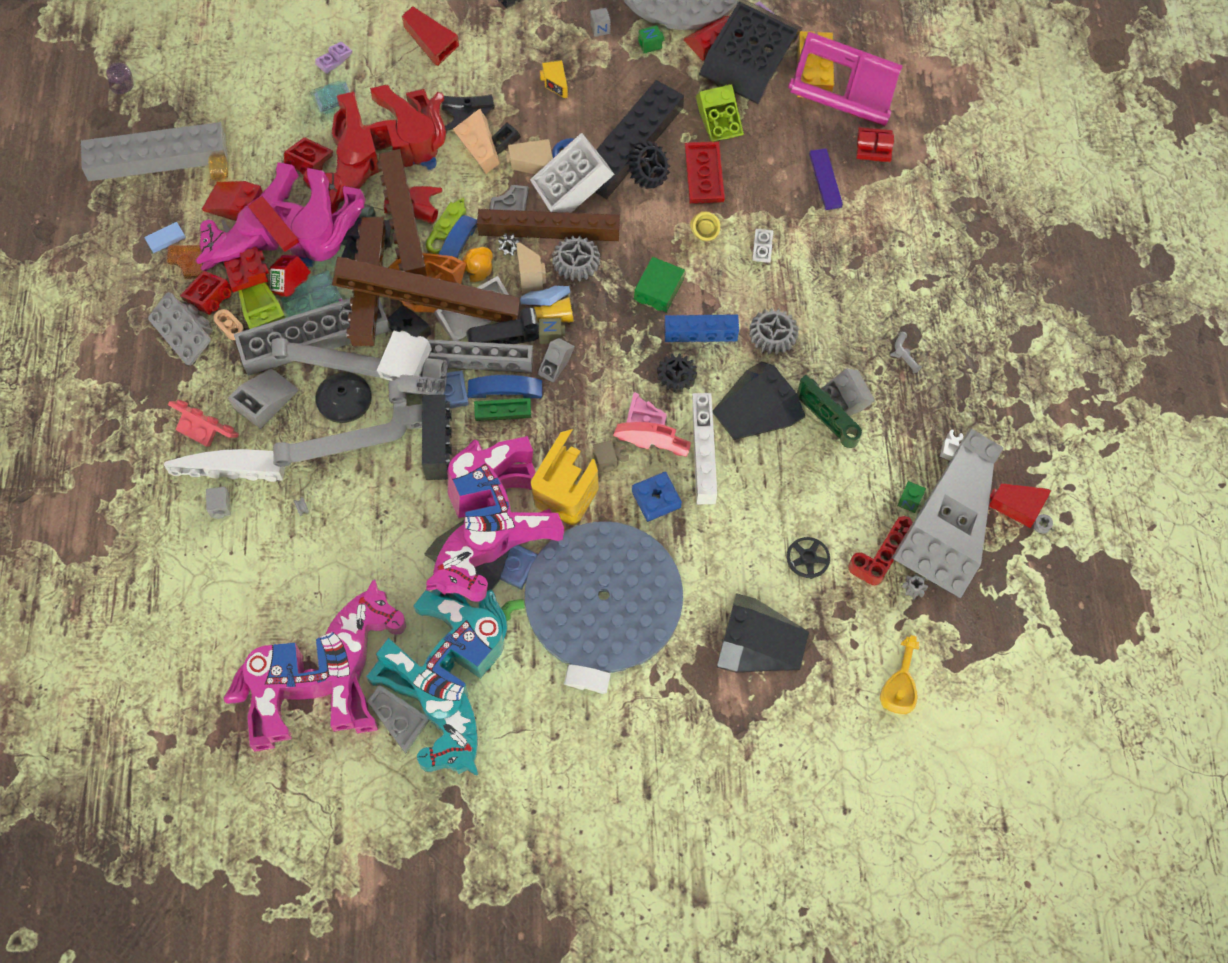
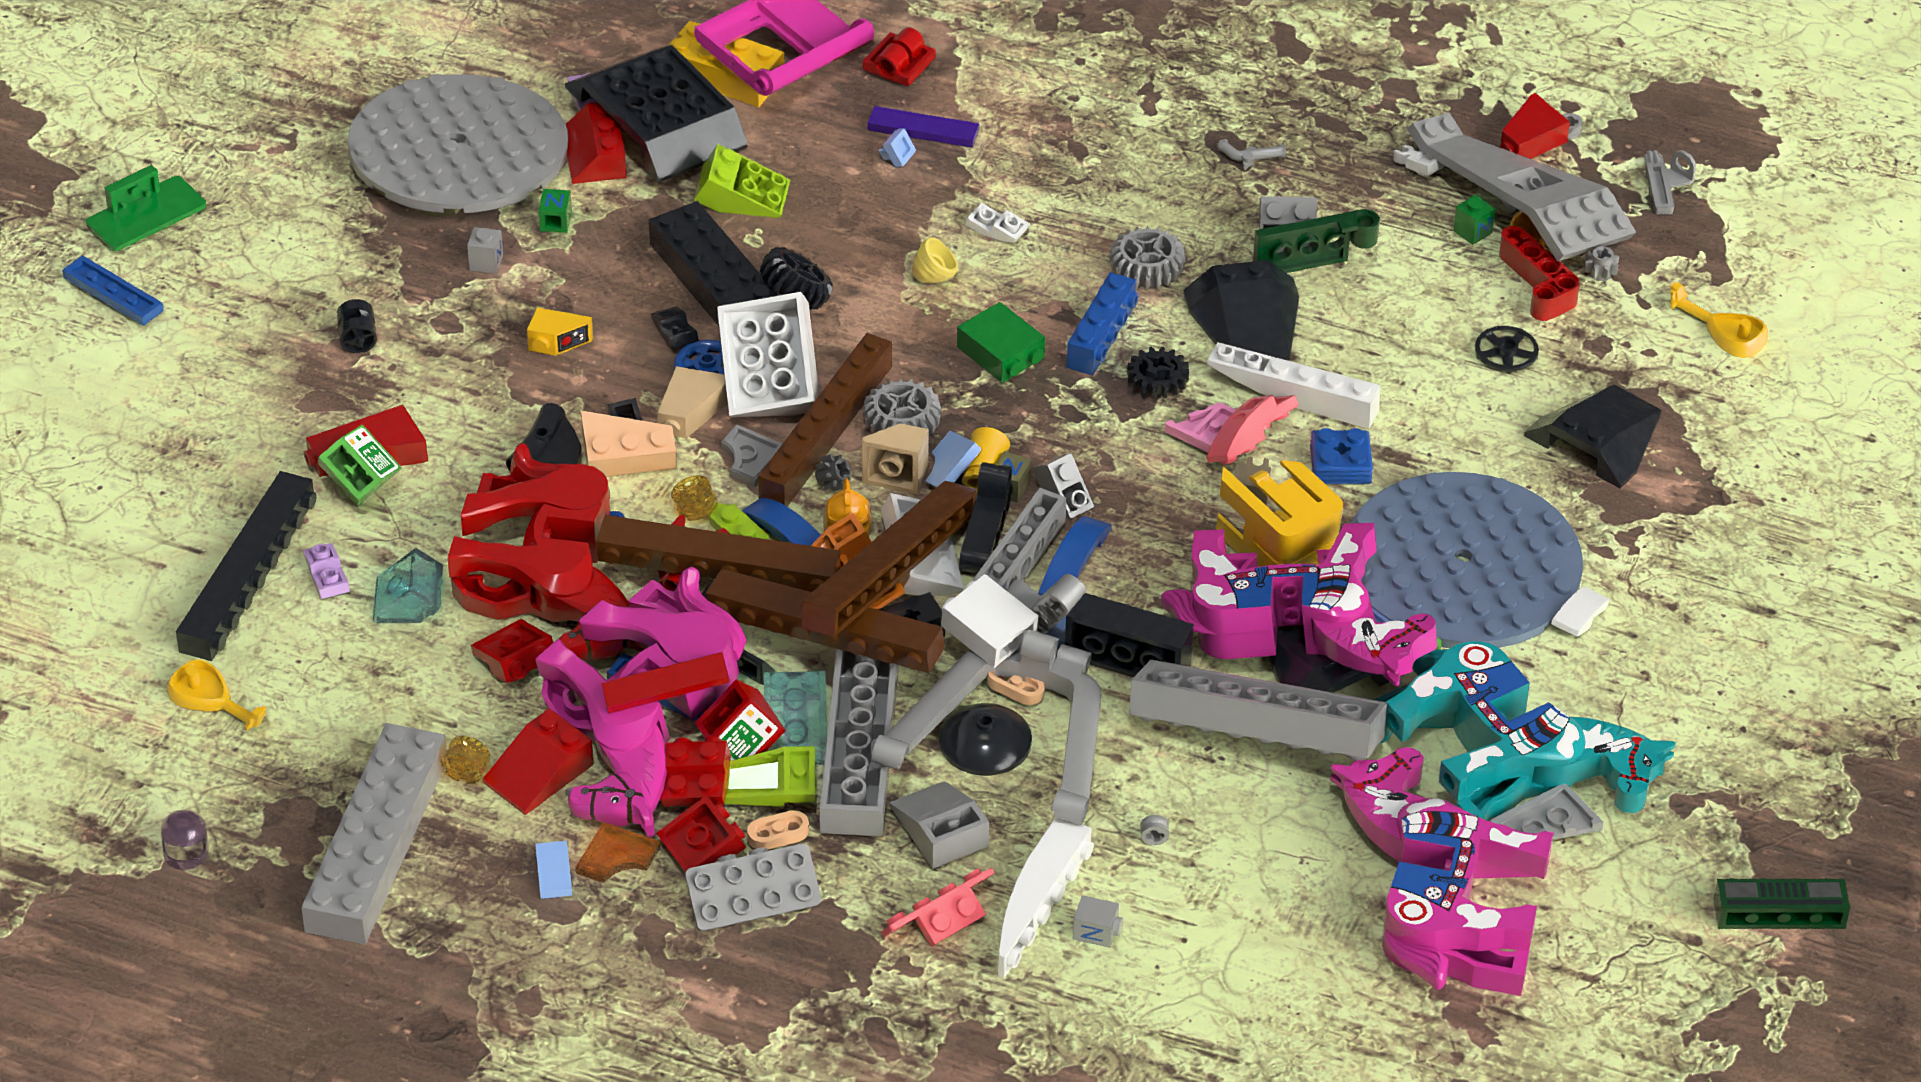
camera: 65 degrees left, 20 degrees down
(229, 43) = (203, 688): none -> yellow piece
(318, 22) = (245, 566): none -> black brick
(378, 883) = (1781, 903): none -> dark green brick
(383, 397) = (1024, 692): none -> light nougat plate
(400, 34) = (358, 464): none -> bright green slope
(401, 525) = (1258, 709): none -> light grey brick
(457, 188) = (695, 499): none -> clear yellow wheel
(502, 409) = (1114, 565): green plate -> none
(592, 128) = (674, 327): none -> black slope
(704, 172) = (834, 236): red plate -> none
(795, 173) = (898, 148): none -> light blue tile
(1023, 597) = (1663, 179): none -> light grey piece

